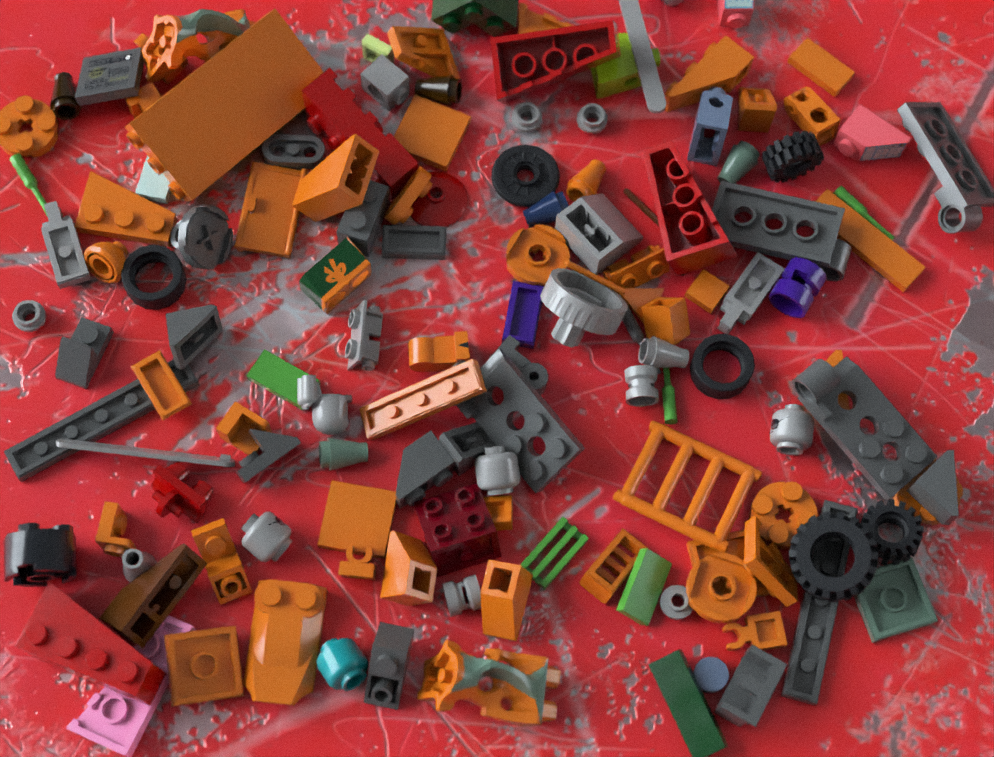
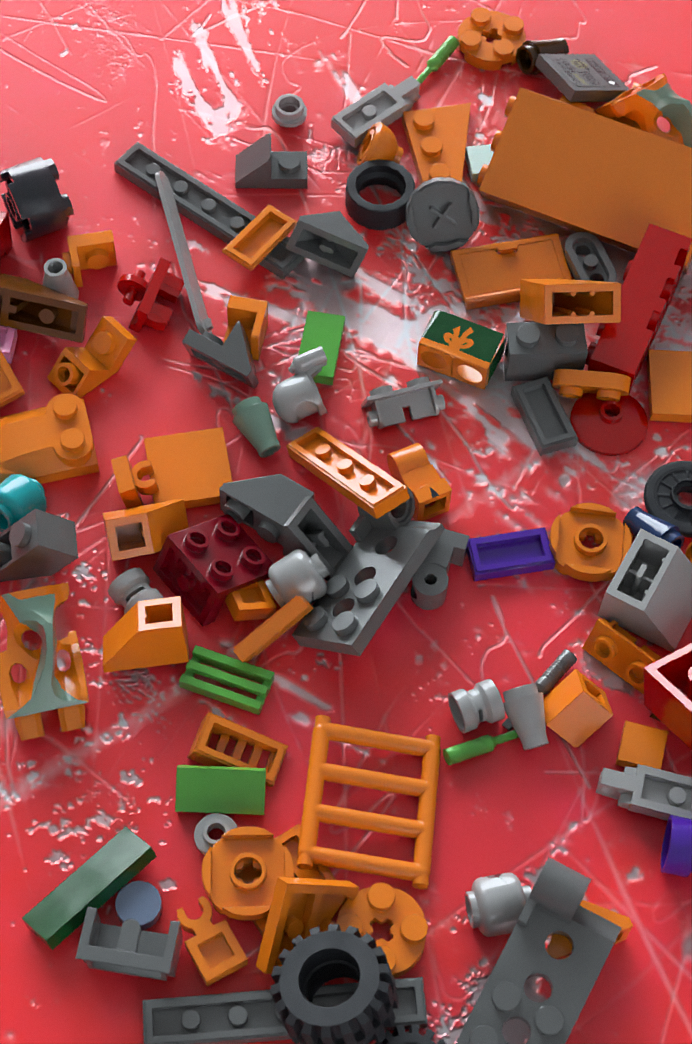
camera: 70 degrees right, 10 degrees down
(266, 536) = (132, 387): light grey head -> none
(535, 502) = (272, 628): none -> orange tile
(581, 306) = (542, 596): light grey piece -> none
(633, 297) = (588, 659): orange piece -> none
(729, 344) = (557, 763): black tyre -> none

